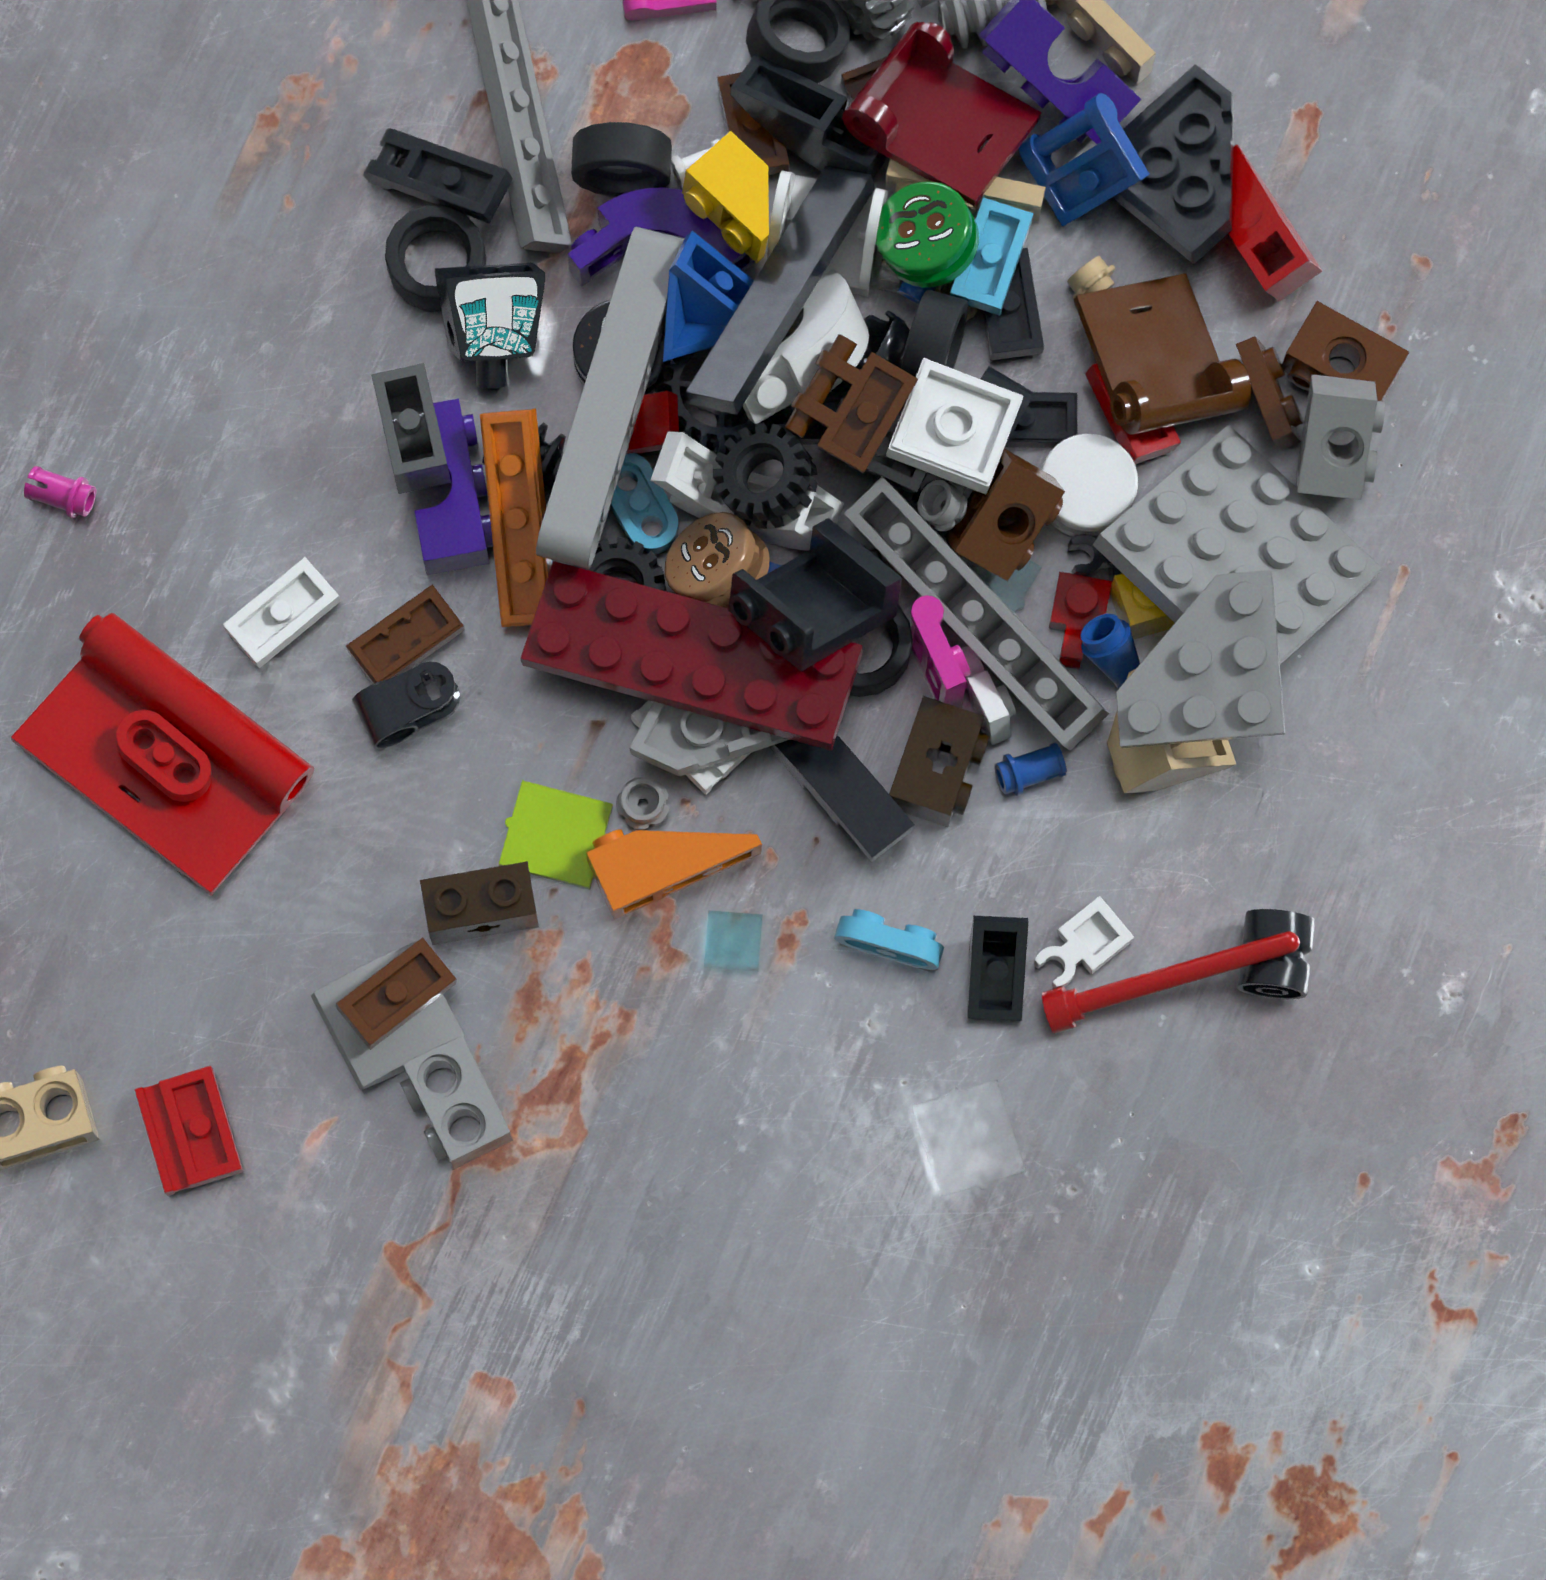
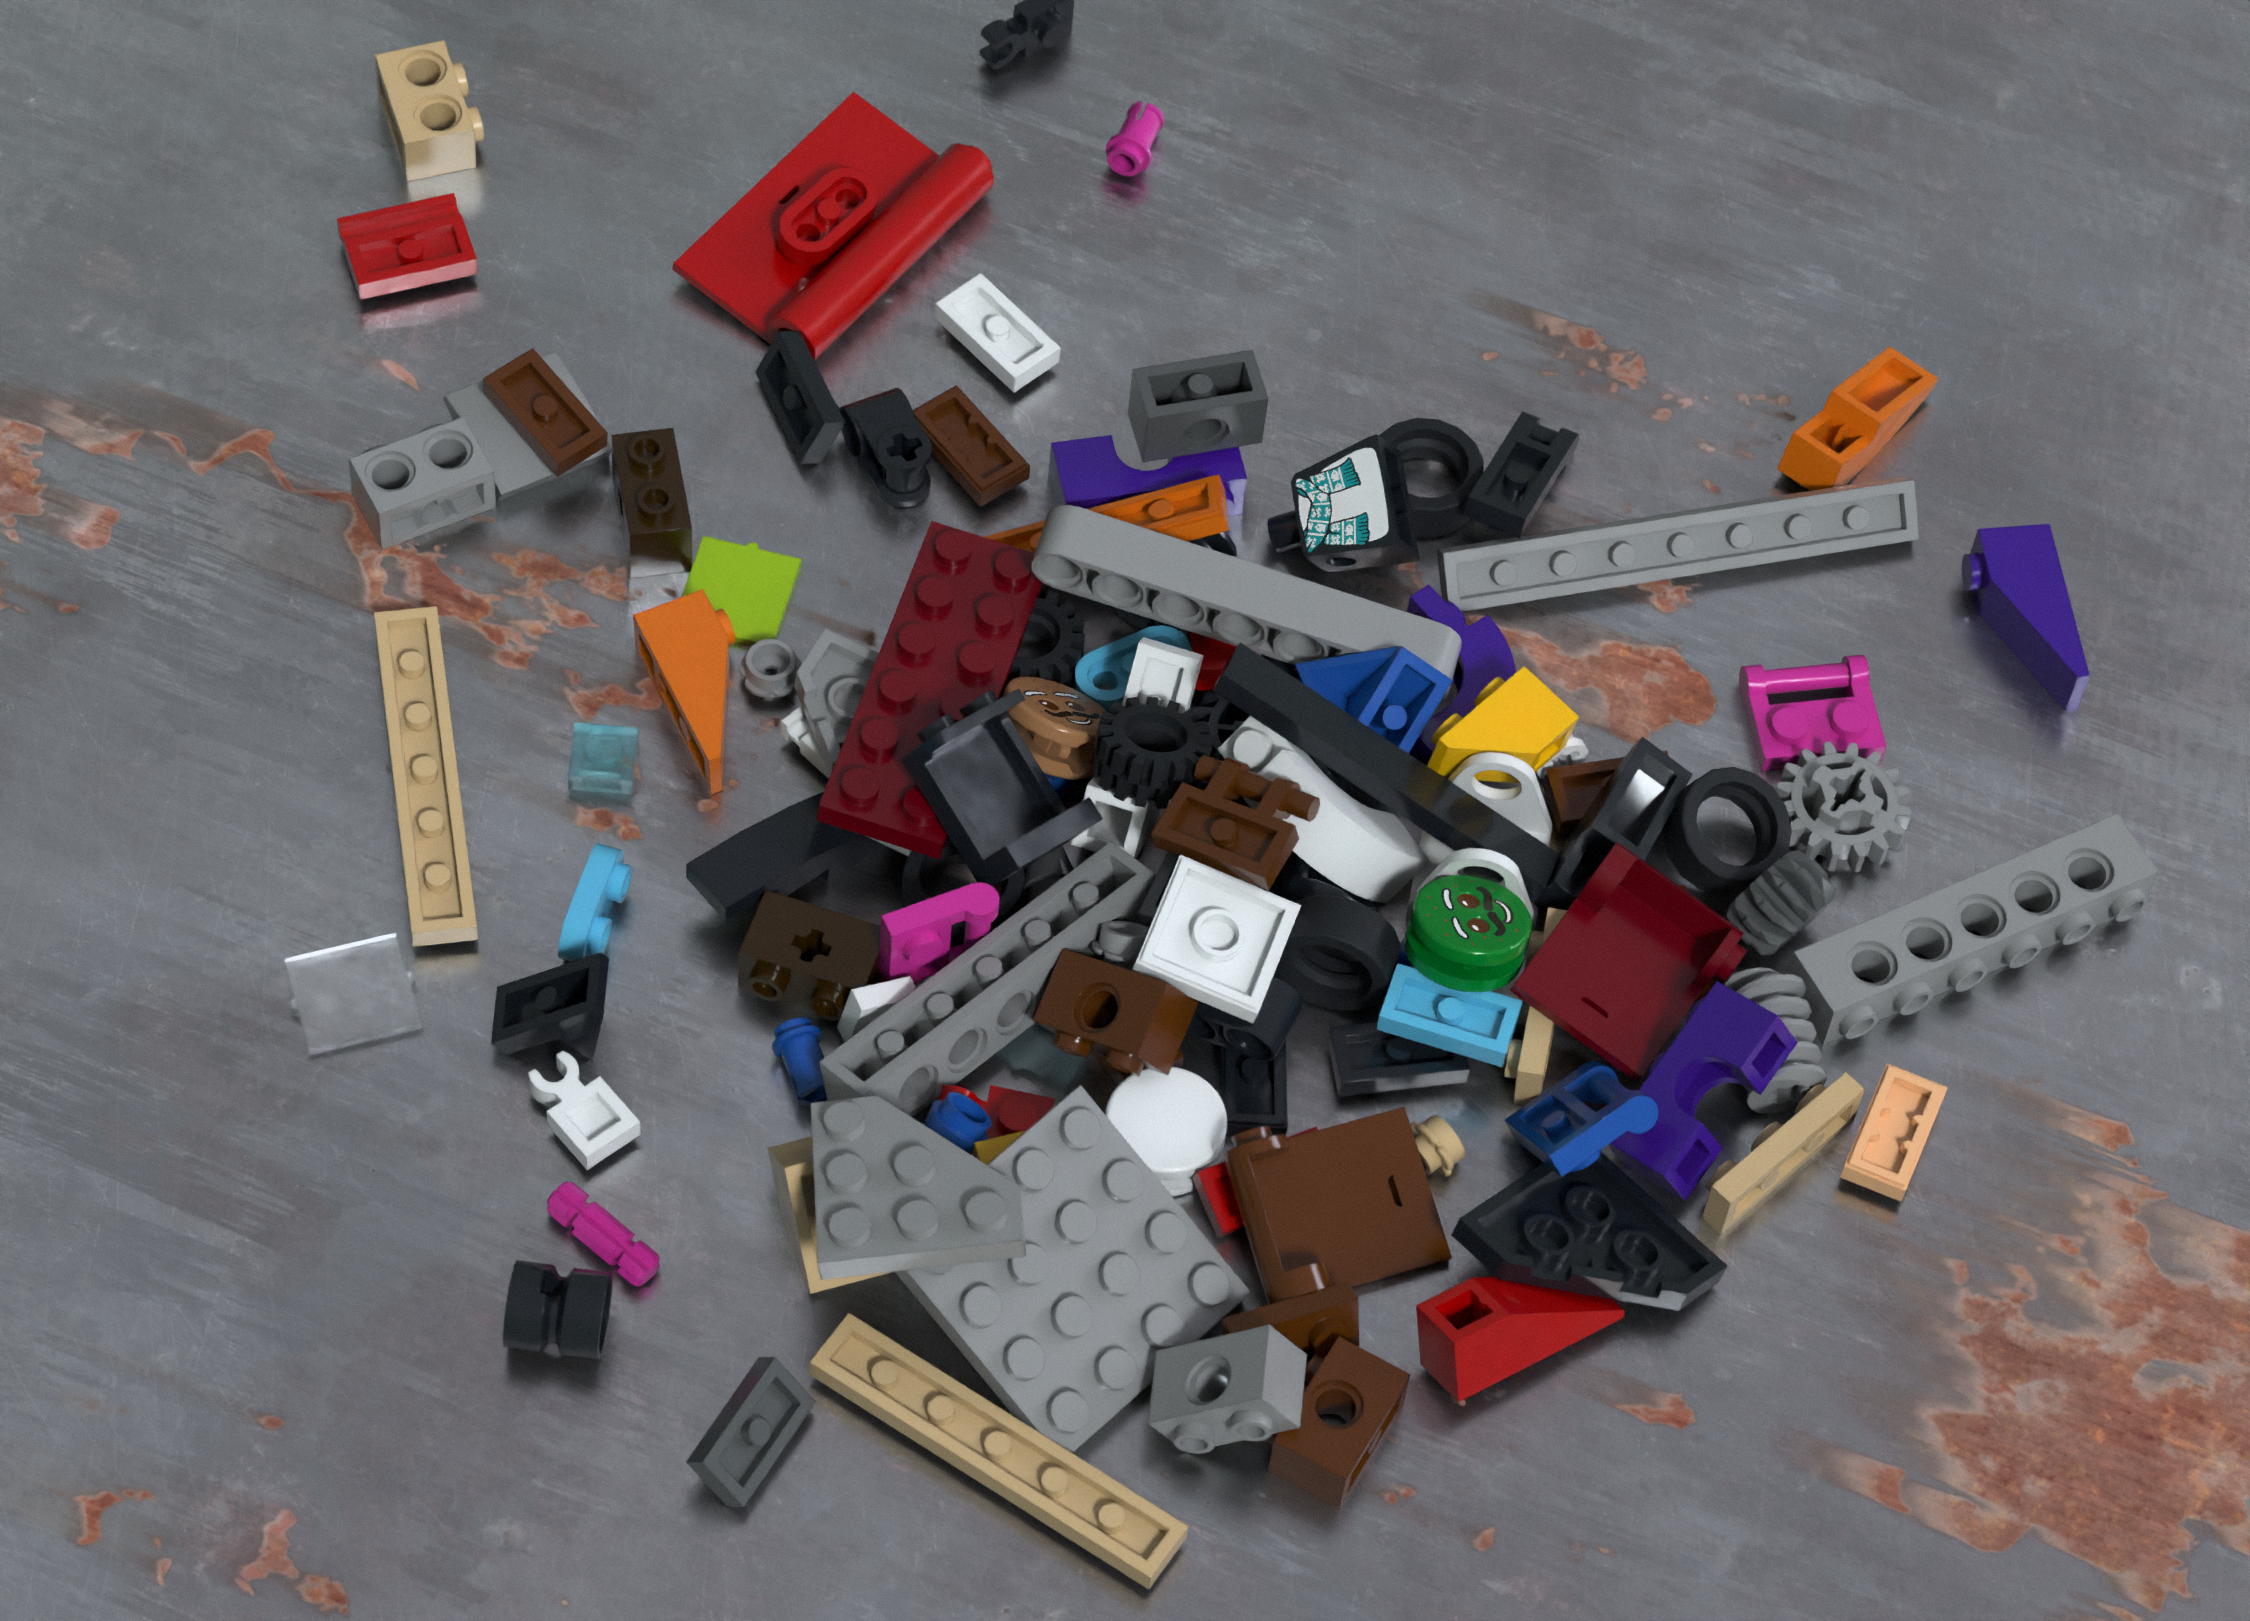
camera: 85 degrees right, 20 degrees down
(360, 779) = (800, 397): none -> black plate
(620, 158) = (1552, 635): black tyre -> none
(759, 1086) = (425, 777): none -> tan plate
(1067, 1007) = (503, 1086): red piece -> none
(1193, 924) = (603, 1233): none -> dark pink axle
(1372, 804) = (751, 1432): none -> dark grey plate
(1377, 616) = (998, 1450): none -> tan plate

